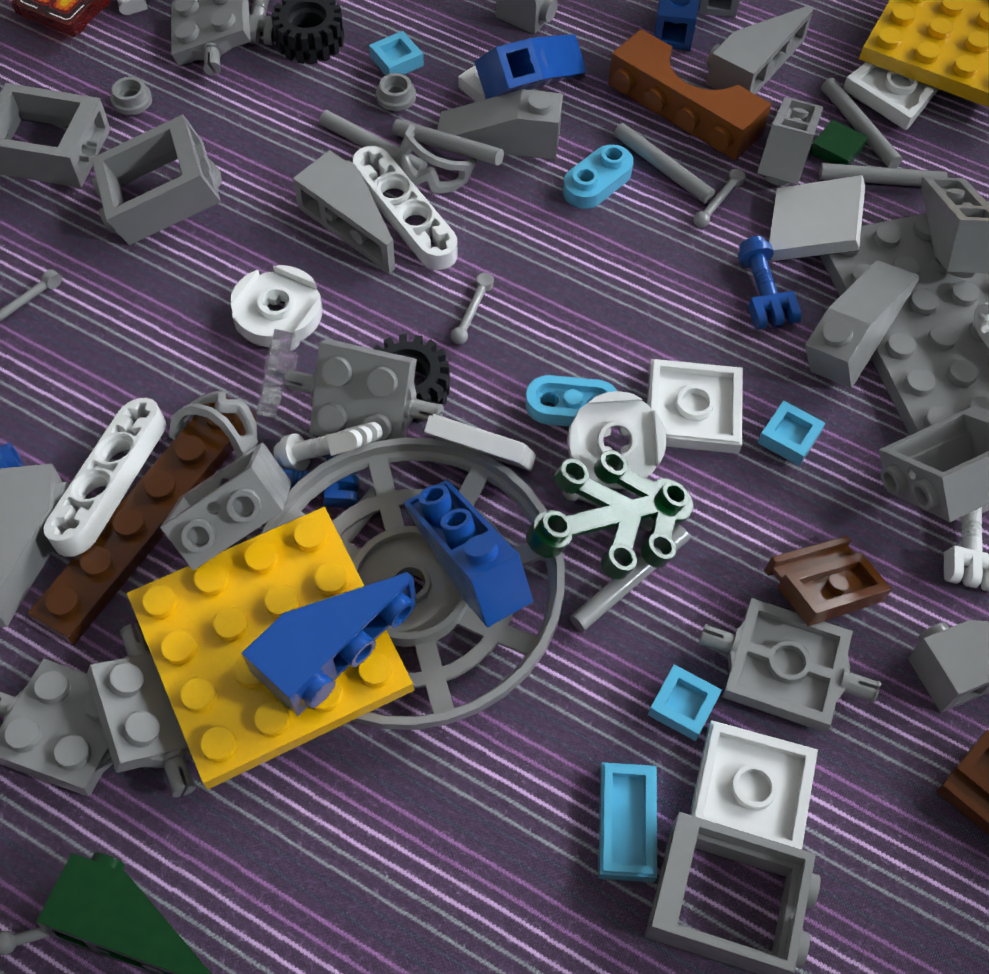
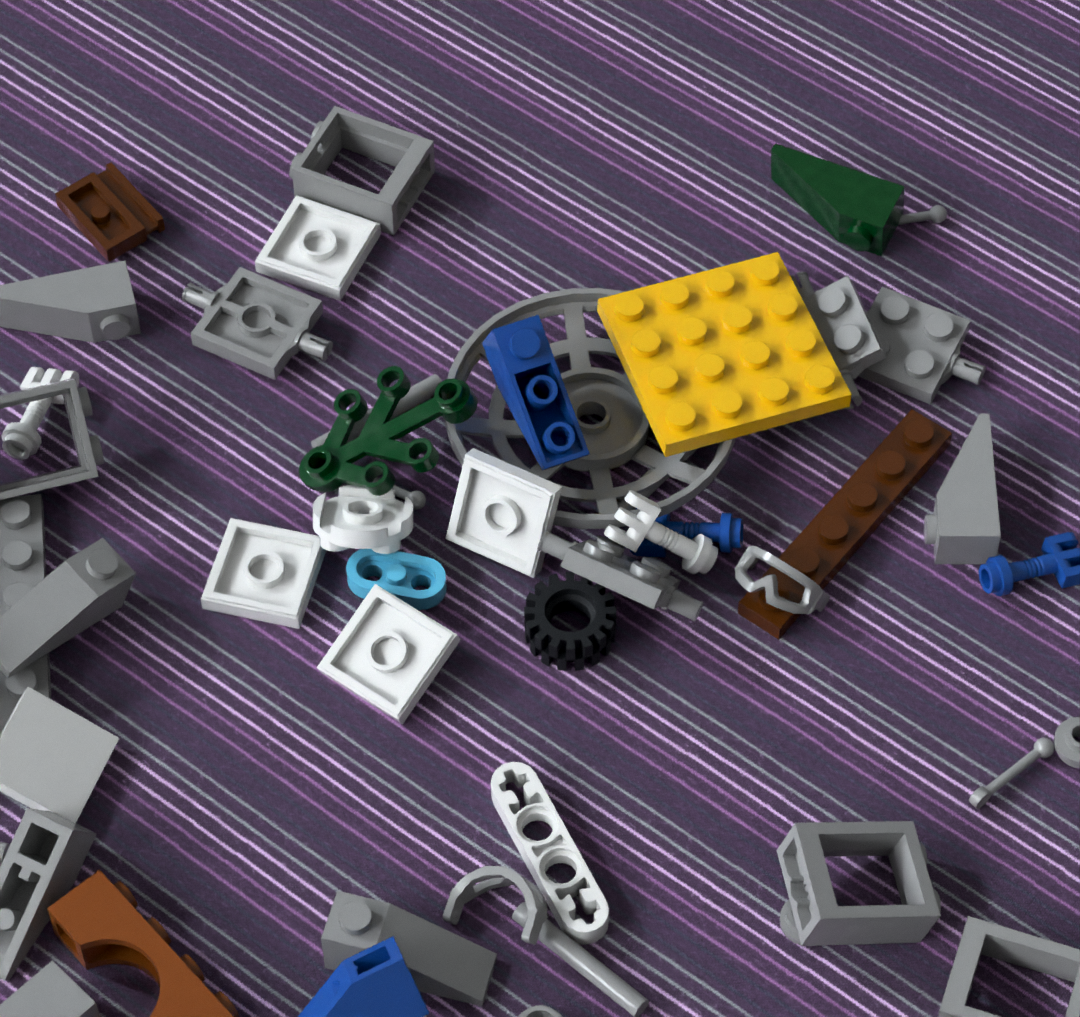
camera: 170 degrees left, 5 degrees down
(79, 521) = (888, 543): white beam -> none
(219, 515) = (793, 452): light grey window -> none
(277, 363) = (712, 641): clear plate -> none
(285, 284) = (705, 750): white plate -> none
(317, 642) = (671, 306): blue slope -> none
(340, 200) = (628, 851): light grey slope -> none
(451, 142) = (482, 930): light grey bar -> none
(484, 283) = (465, 744): light grey hinge -> none
(563, 332) = (388, 653): none -> white tile
(605, 173) = (298, 875): medium azure plate -> none
(628, 822) = (429, 237): medium azure tile -> none
(664, 163) = (204, 888): light grey bar -> none
(684, 702) = (359, 303): medium azure plate -> none
(735, 179) = (117, 859): light grey hinge -> none
(755, 254) = (137, 729): blue hinge -> none
(791, 433) = (175, 522): medium azure plate -> none
(827, 580) = (195, 376): reddish brown plate -> none

